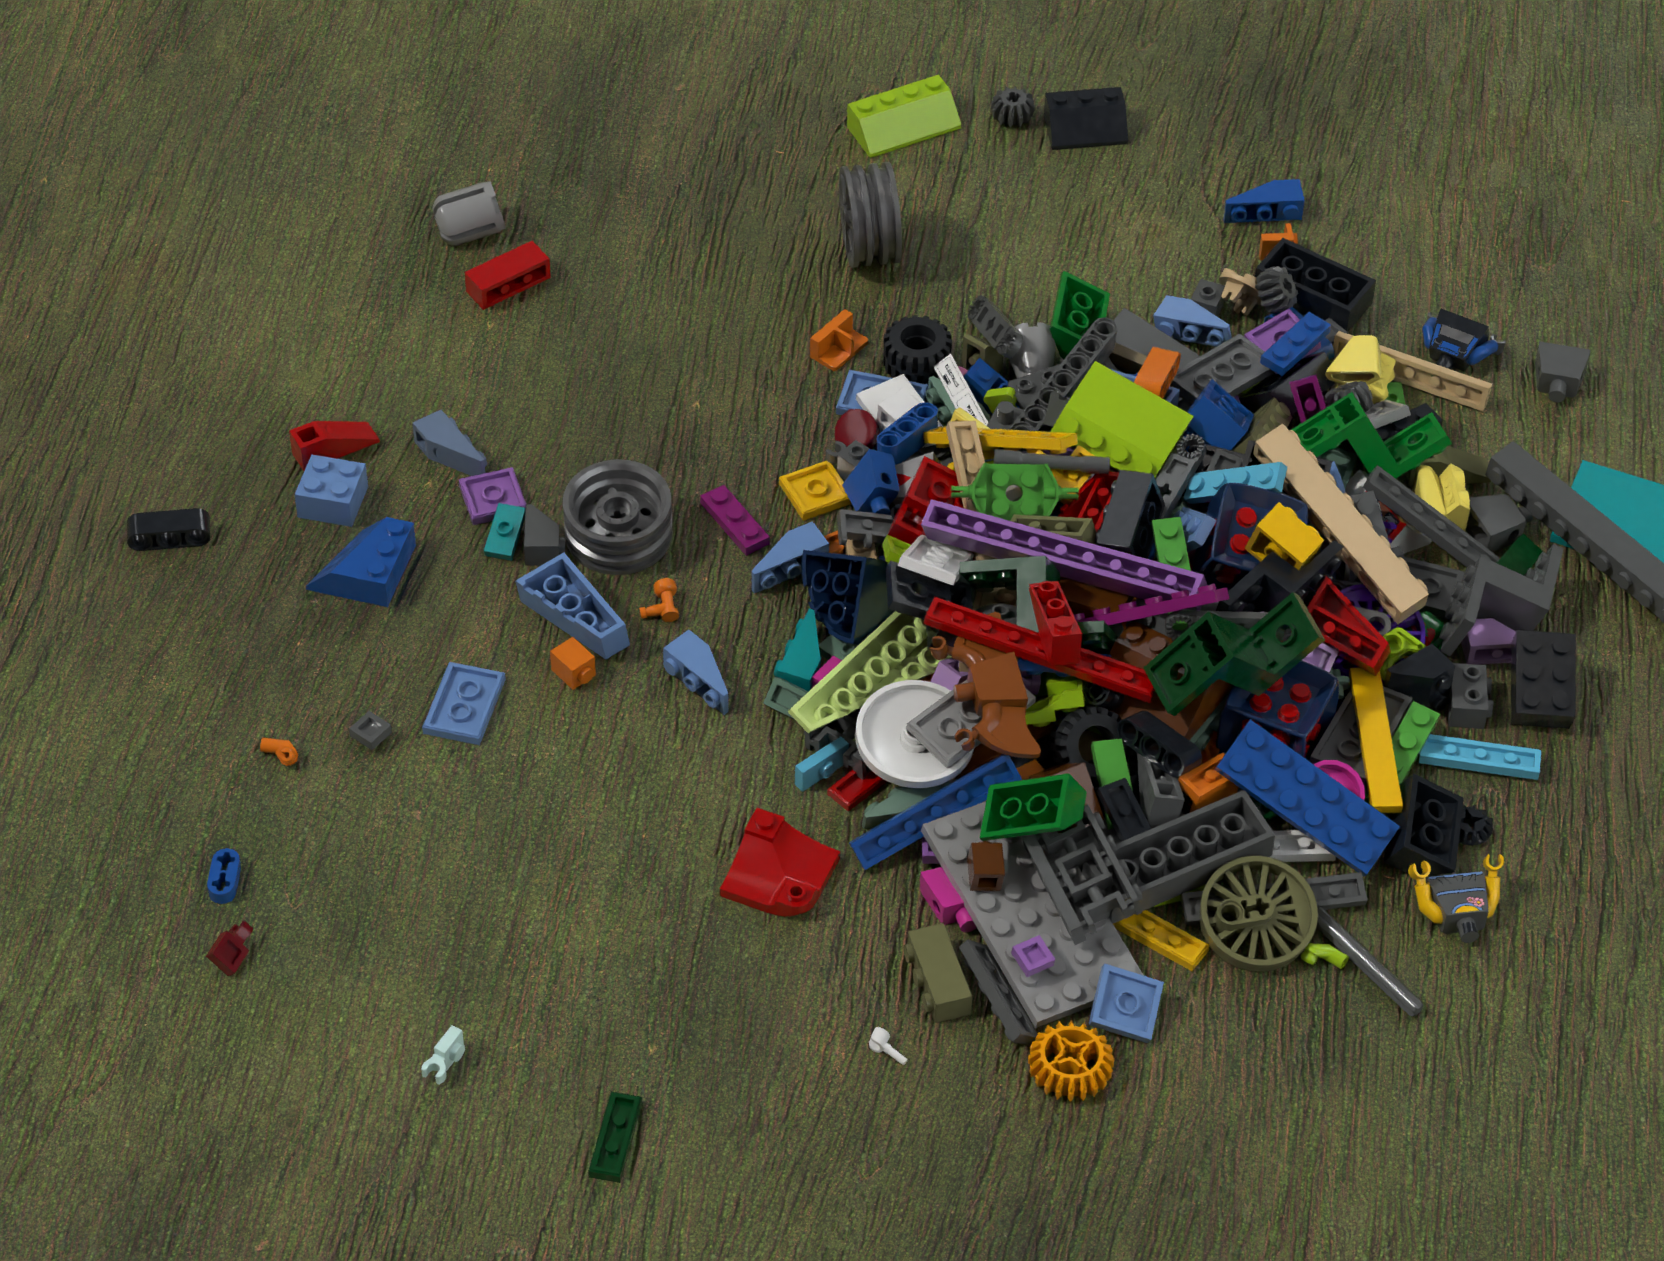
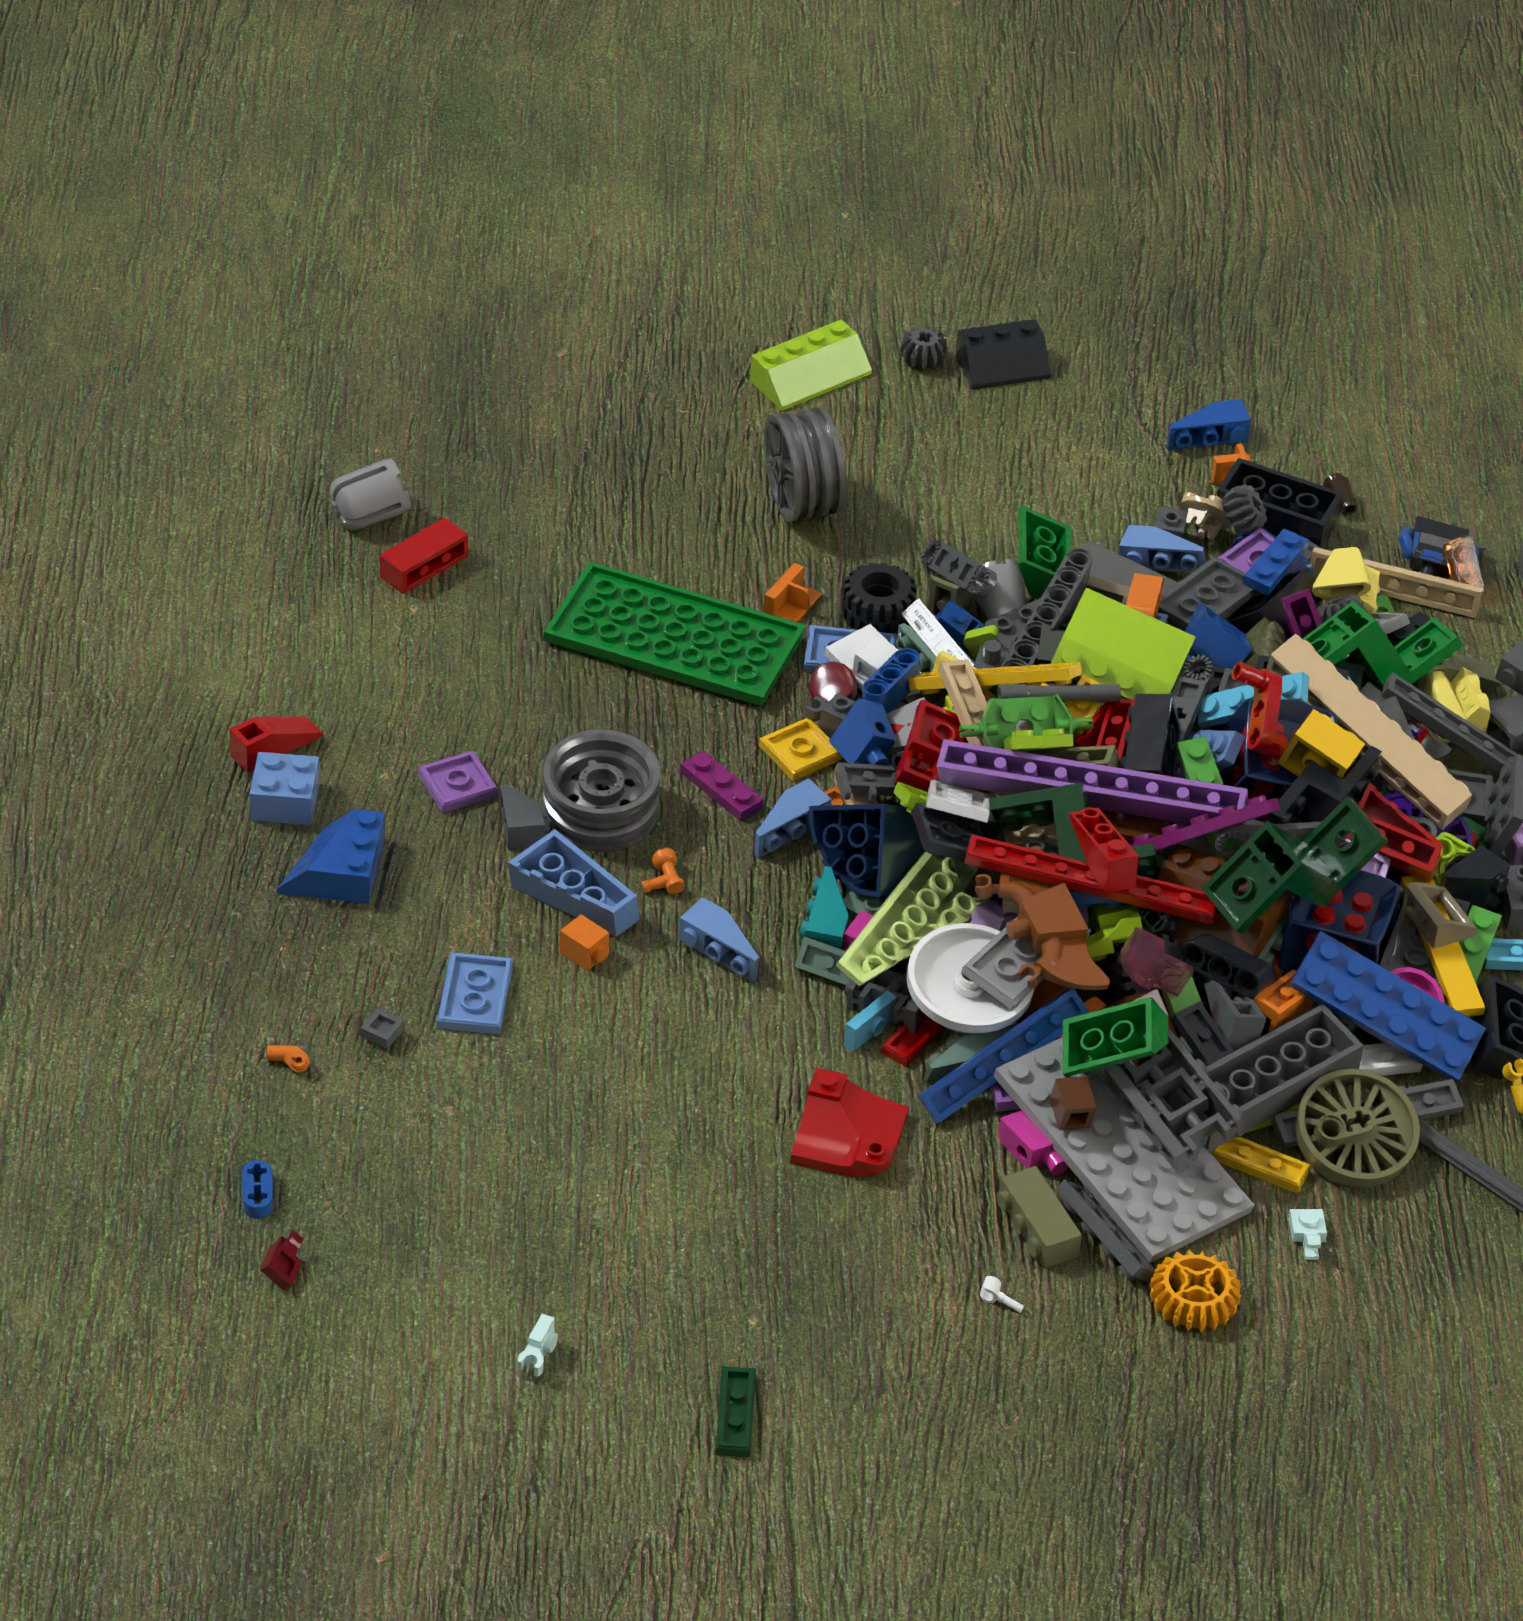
camera: 10 degrees left, 5 degrees down
(168, 529) = (115, 842): black beam -> none
(445, 444) = (397, 732): sand blue slope -> none
(505, 531) = (480, 816): teal plate -> none
(723, 368) = (675, 633): none -> green plate
(1032, 508) = (1048, 740): none -> lime plate
(1033, 956) = (1138, 1188): medium lavender plate -> none
(1080, 738) = (1149, 966): none -> clear pink brick
(1126, 1003) = (1240, 1228): medium blue plate -> none
(1193, 1008) = (1310, 1228): none -> light aqua plate
(1242, 477) = (1265, 710): none -> red beam
(1325, 952) = (1431, 1161): lime arm -> none
(1372, 727) = (1437, 930): none -> dark tan tile
(1379, 271) = (1341, 483): none -> dark brown cone
(1478, 357) = (1463, 561): none -> clear orange plate

